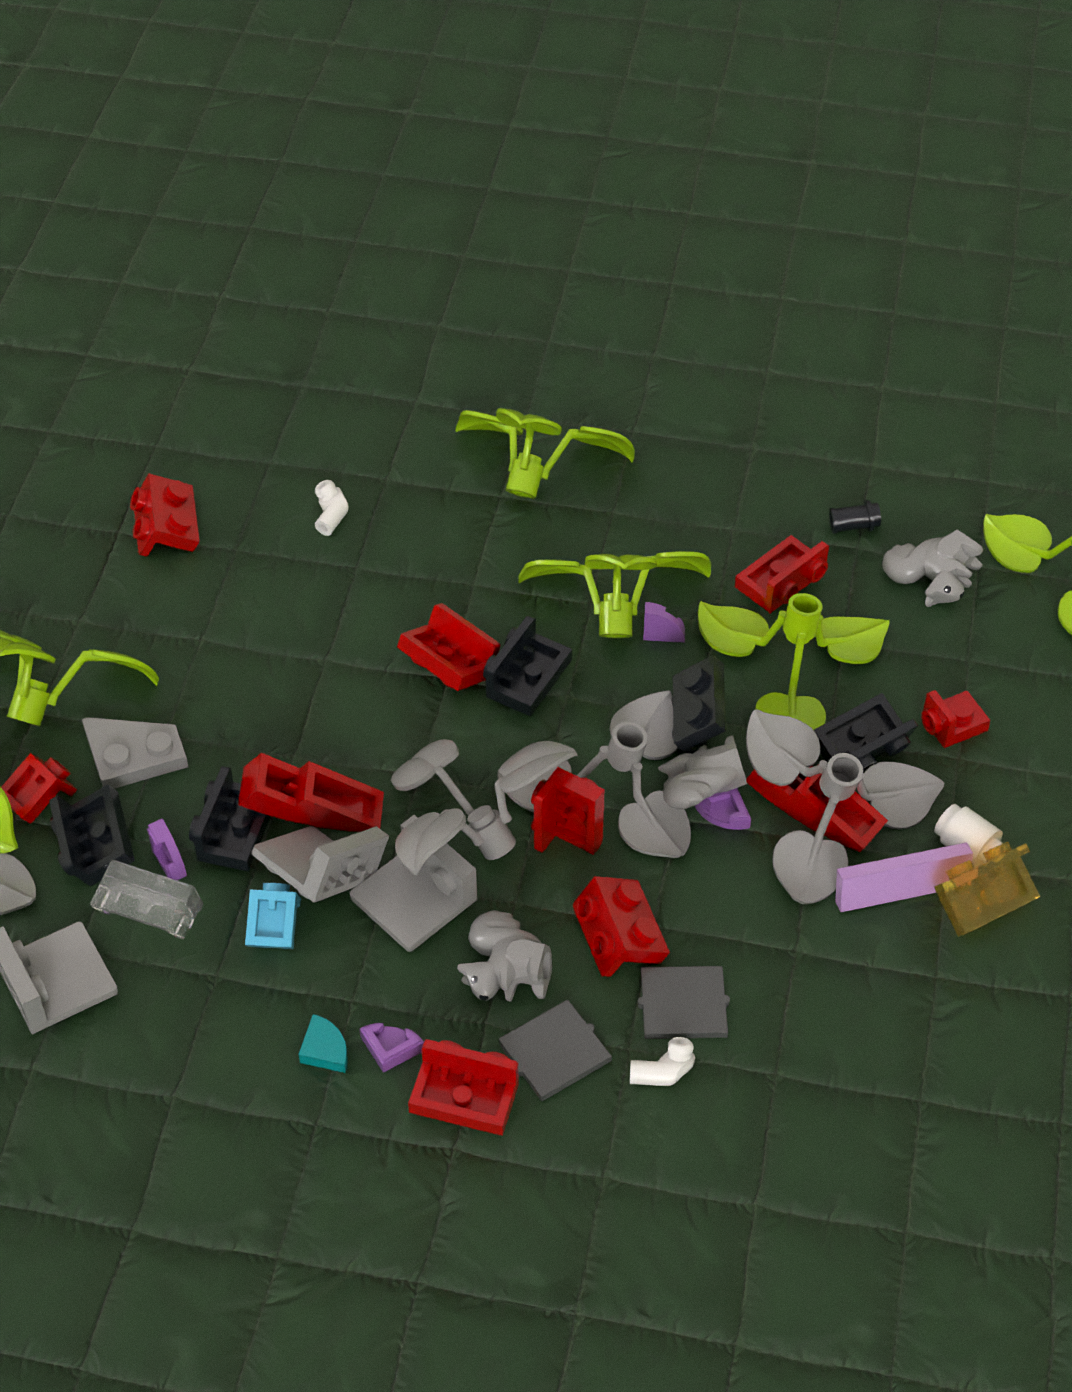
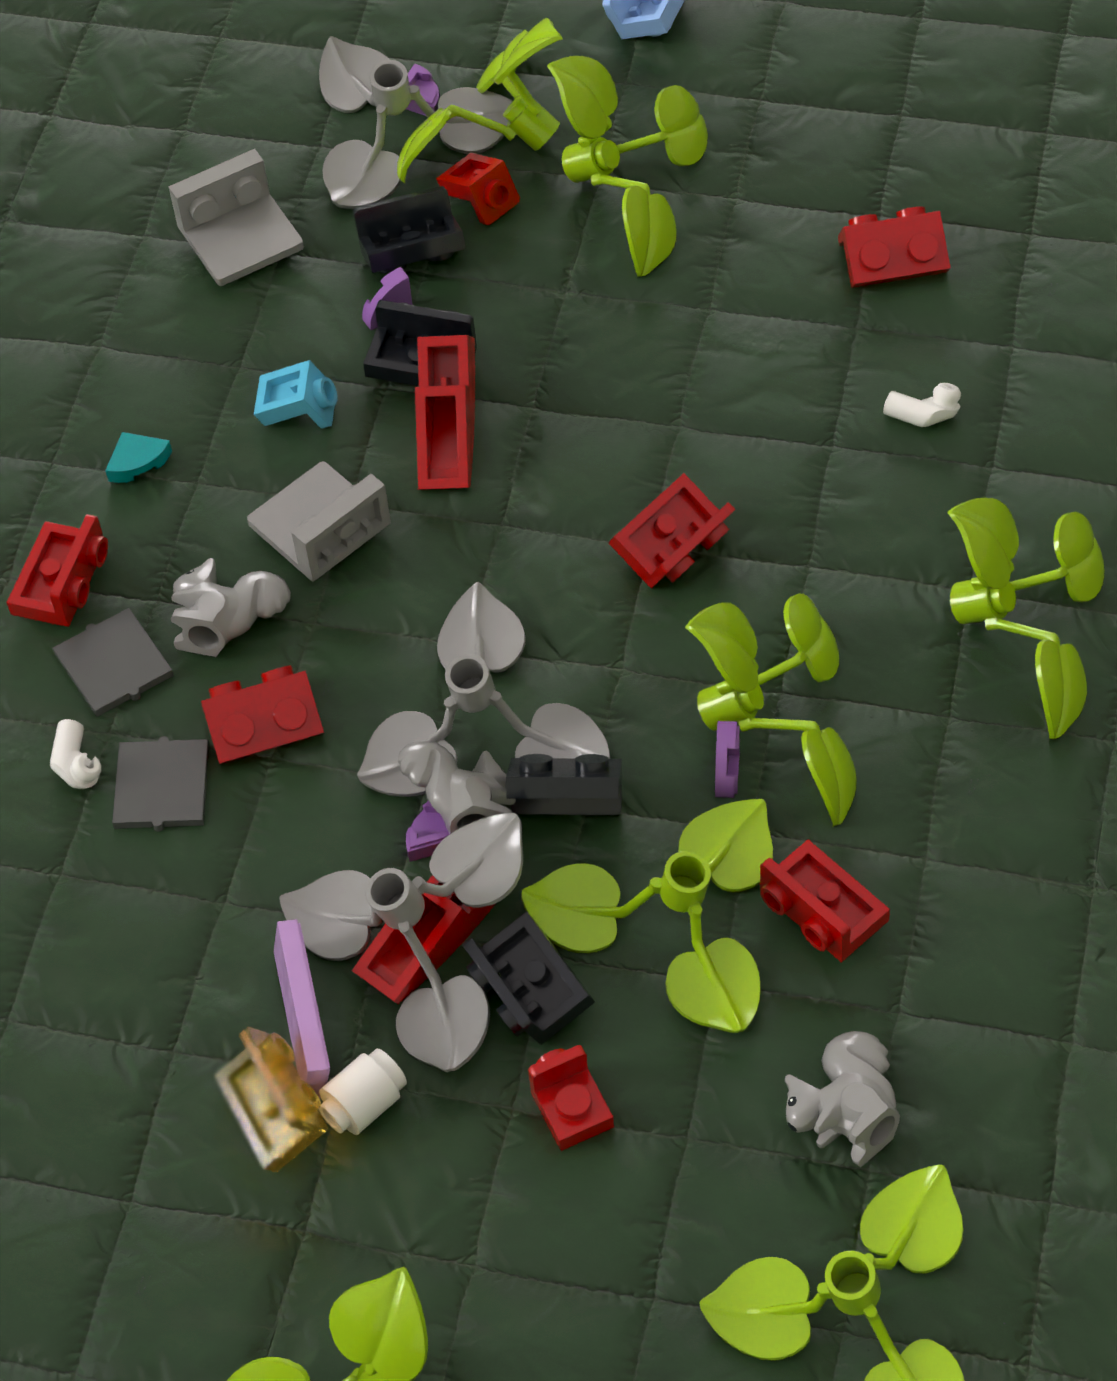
camera: 95 degrees right, 5 degrees up
(133, 750) = (536, 261): light grey wing -> none
(147, 898) = (321, 290): clear hinge -> none
(320, 865) = (353, 418): light grey bracket -> none
(390, 1044) = (133, 514): medium lavender tile -> none
(486, 826) = (395, 567): light grey plant -> none
(525, 668) = (644, 609): black bracket -> none
(568, 809) = (397, 642): red bracket -> none
(855, 517) = (943, 1013): black pin -> none

